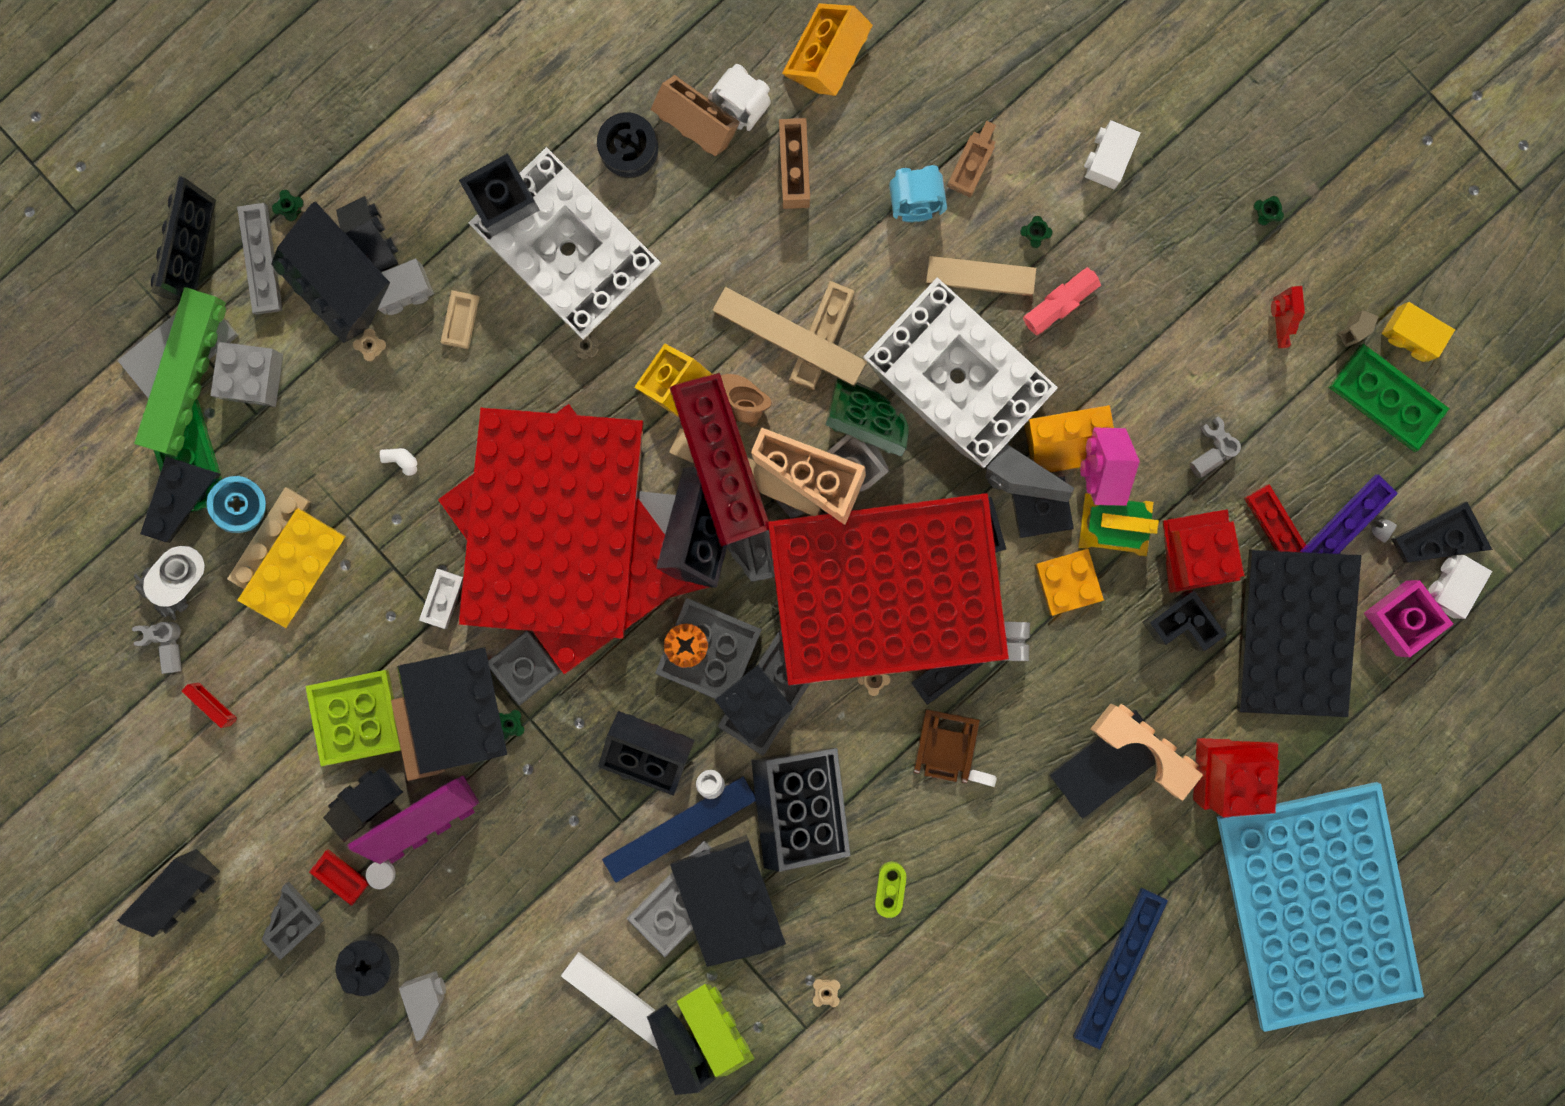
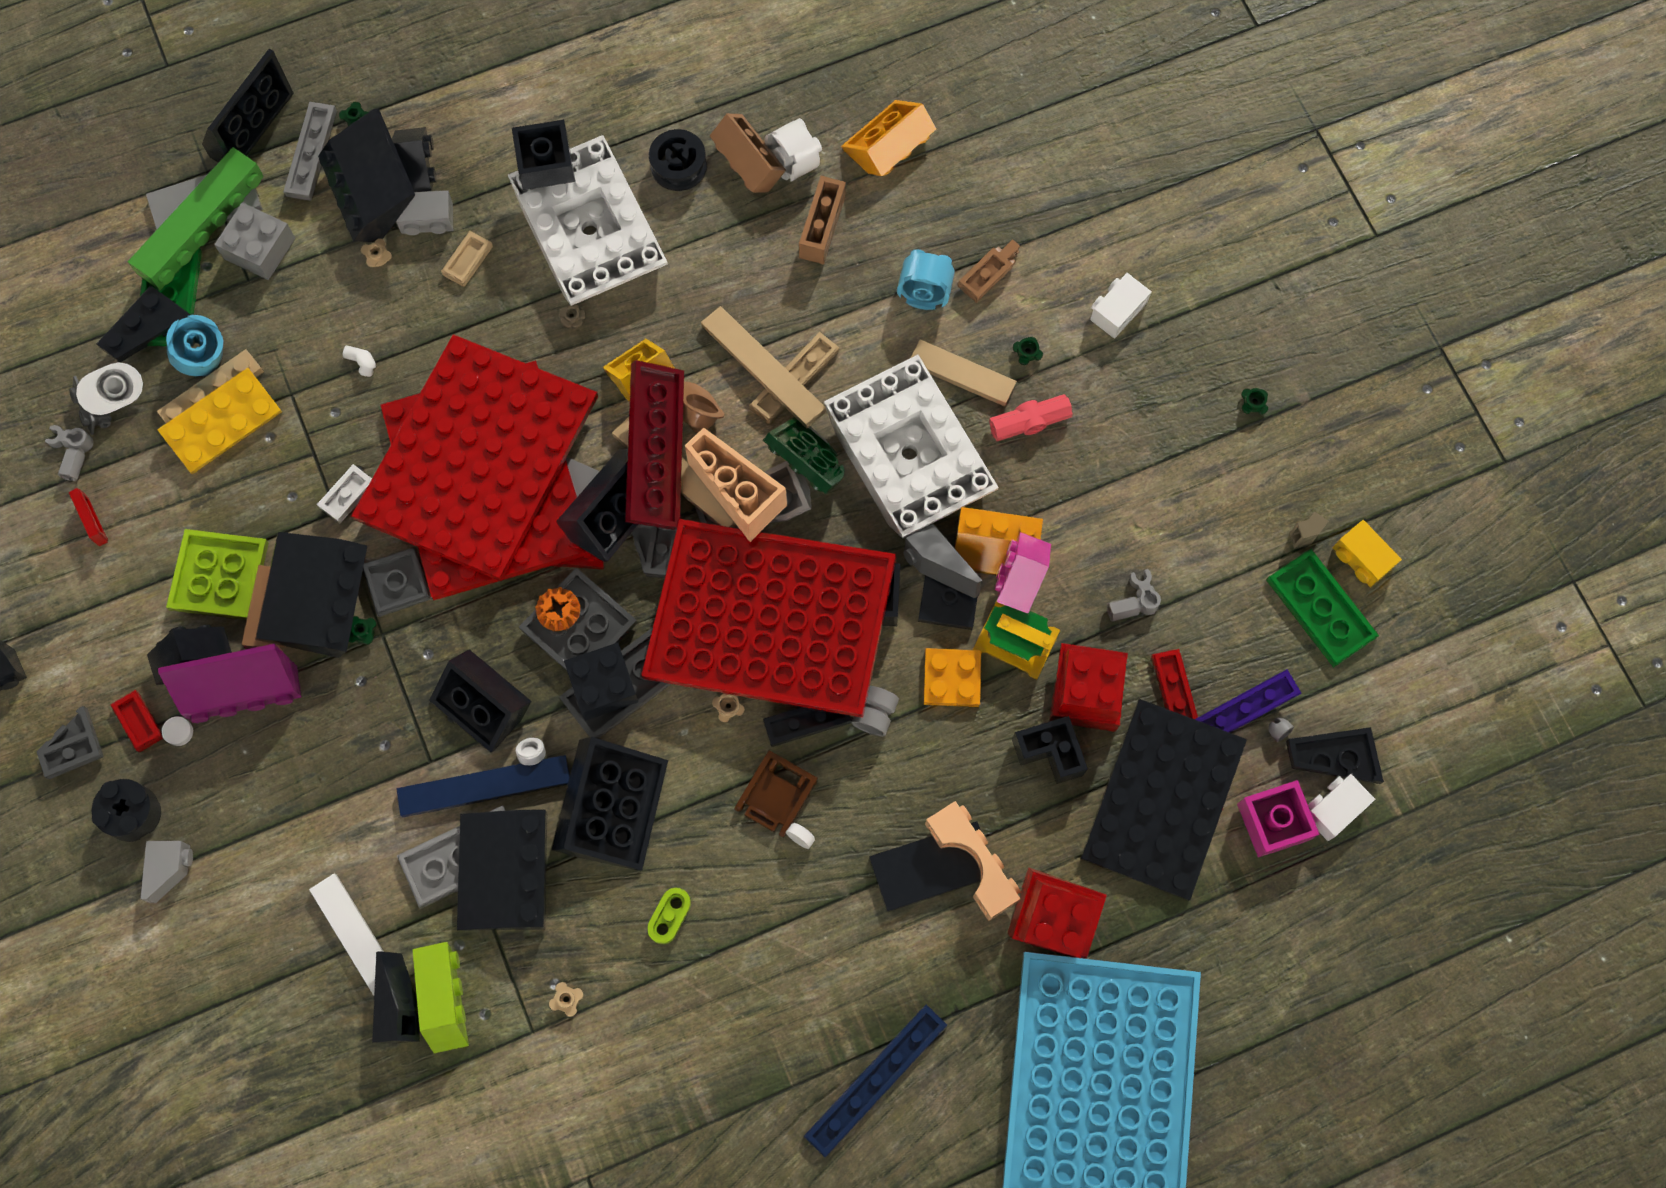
camera: 20 degrees right, 15 degrees down
(1288, 312) = (1242, 491): red wing -> none

